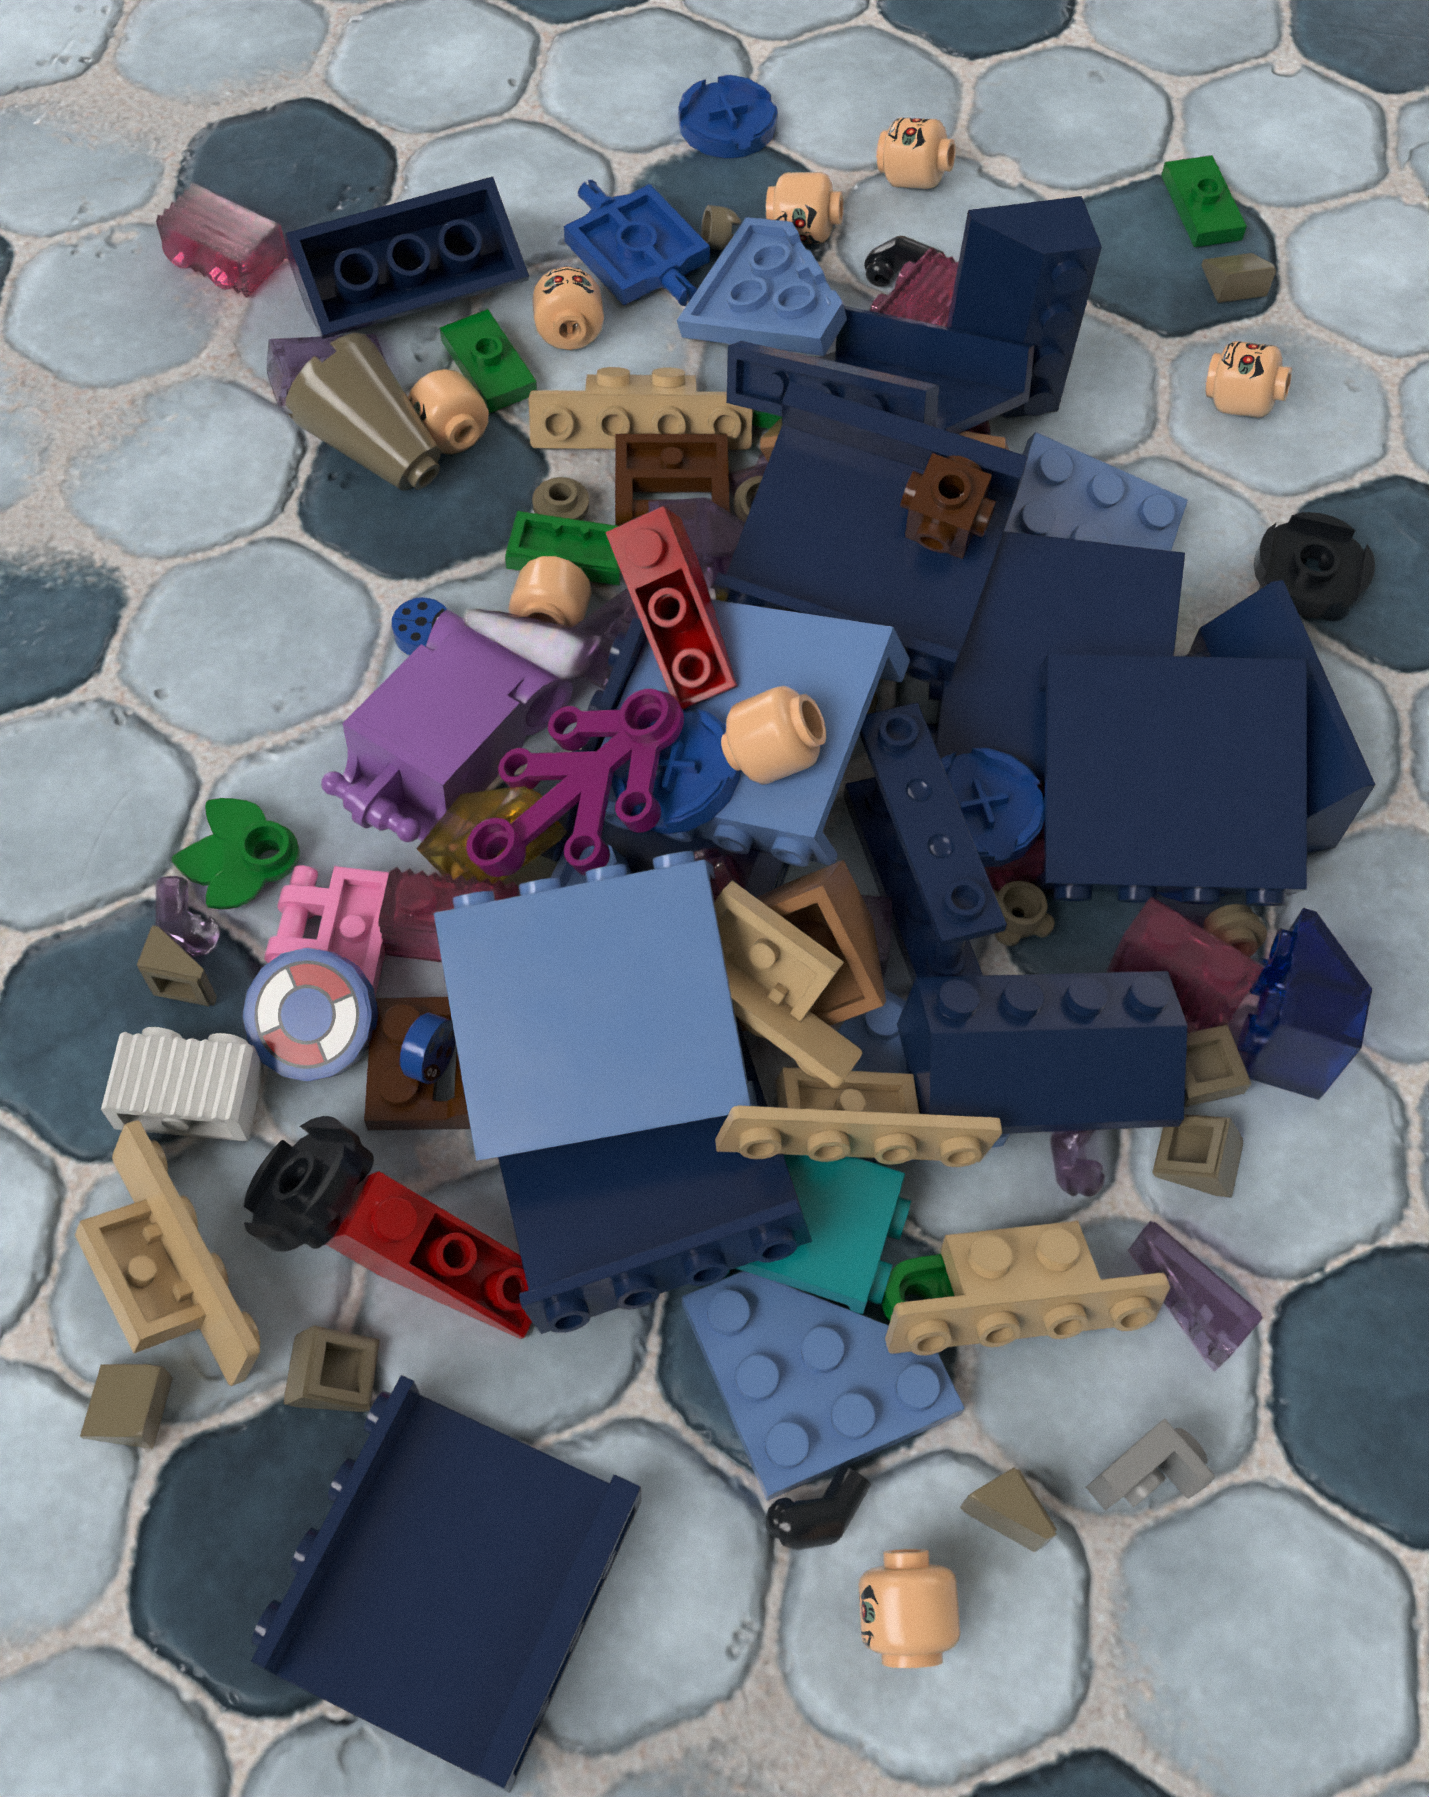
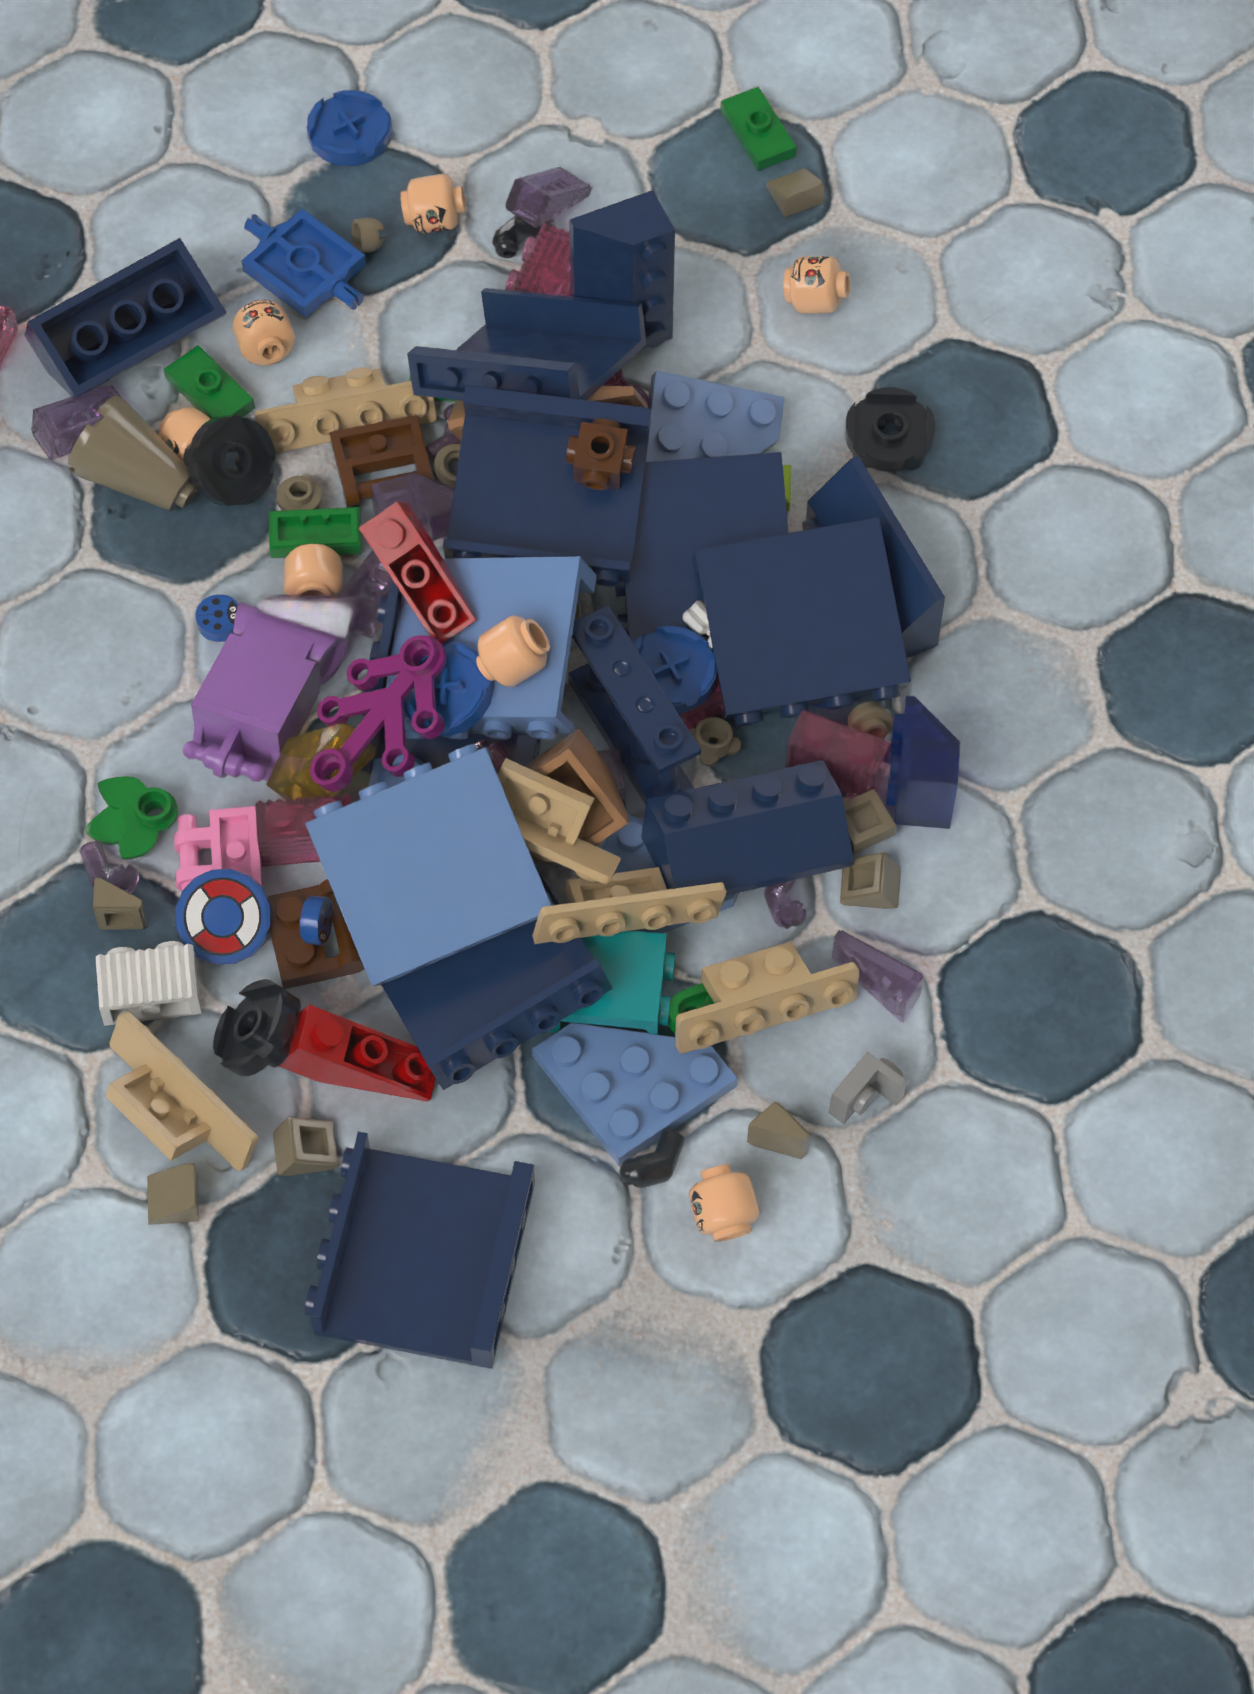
camera: 10 degrees left, 0 degrees up
(454, 433) = (207, 460): none -> black plate
(765, 294) = (419, 288): medium blue plate -> none
(915, 153) = (513, 135): light nougat head -> none
(930, 220) = (545, 195): none -> clear purple slope
(1030, 749) = (696, 619): none -> white piece

